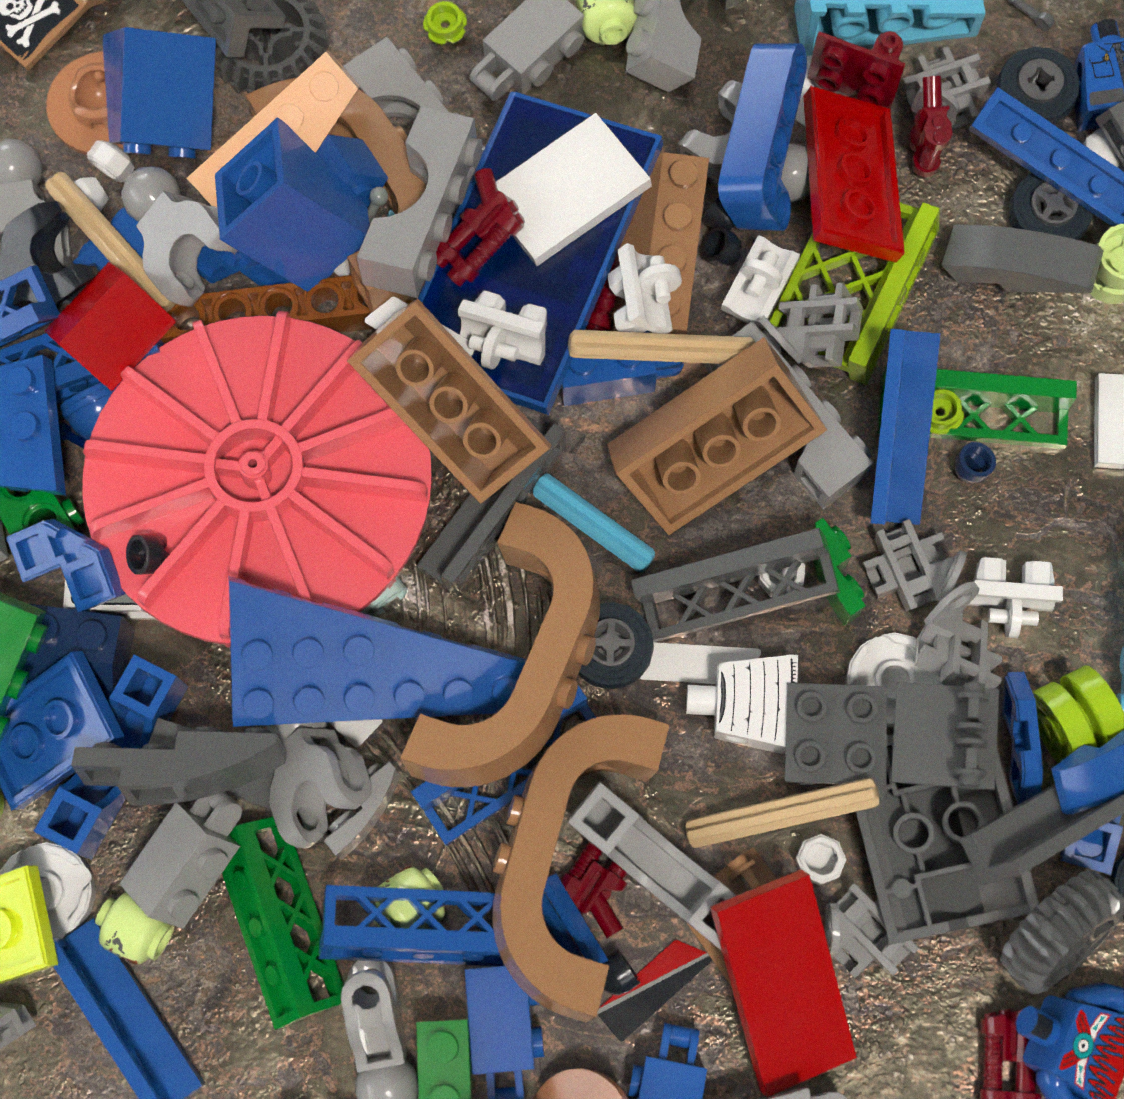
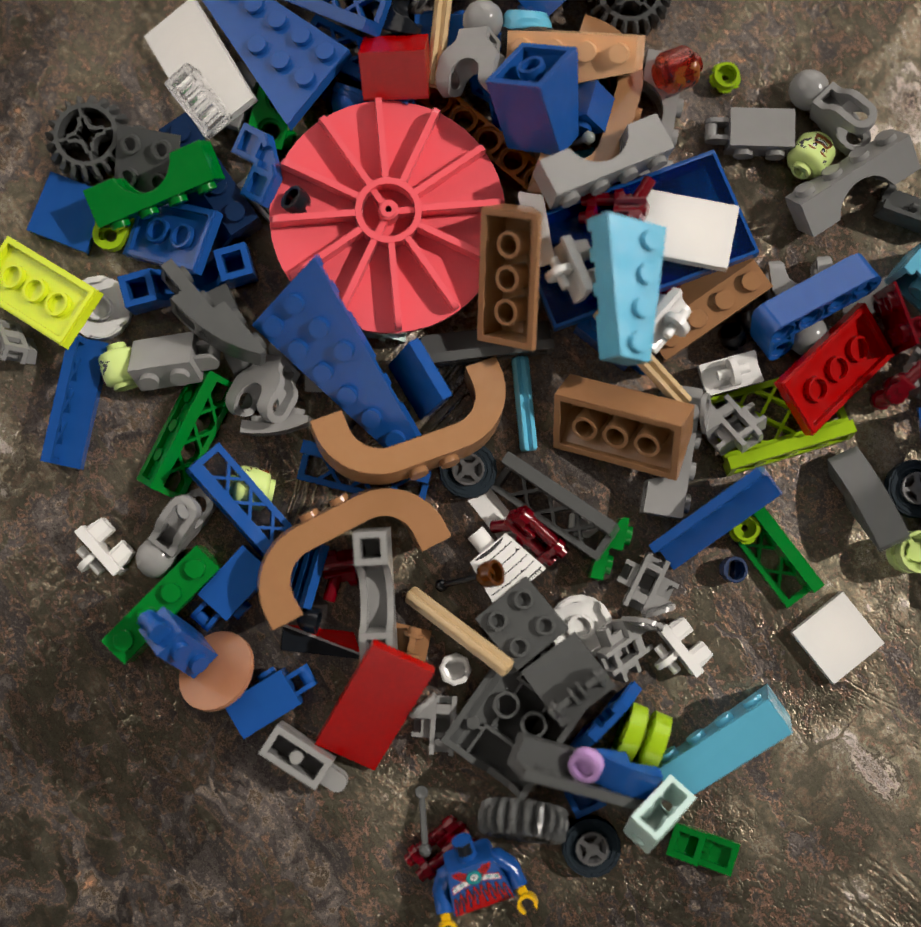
camera: 45 degrees right, 10 degrees up
(192, 151) = (525, 19): none -> medium azure piece
(393, 53) = (677, 69): none -> clear red head
(464, 604) = (419, 379): none -> blue tile
(575, 288) = (627, 285): none -> medium azure wedge
(732, 636) = (526, 527): none -> dark red piece
(750, 720) = (488, 575): none -> reddish brown hinge
(930, 1029) = (421, 793): none -> dark grey hinge
(1061, 798) = (585, 764): none -> lavender tile

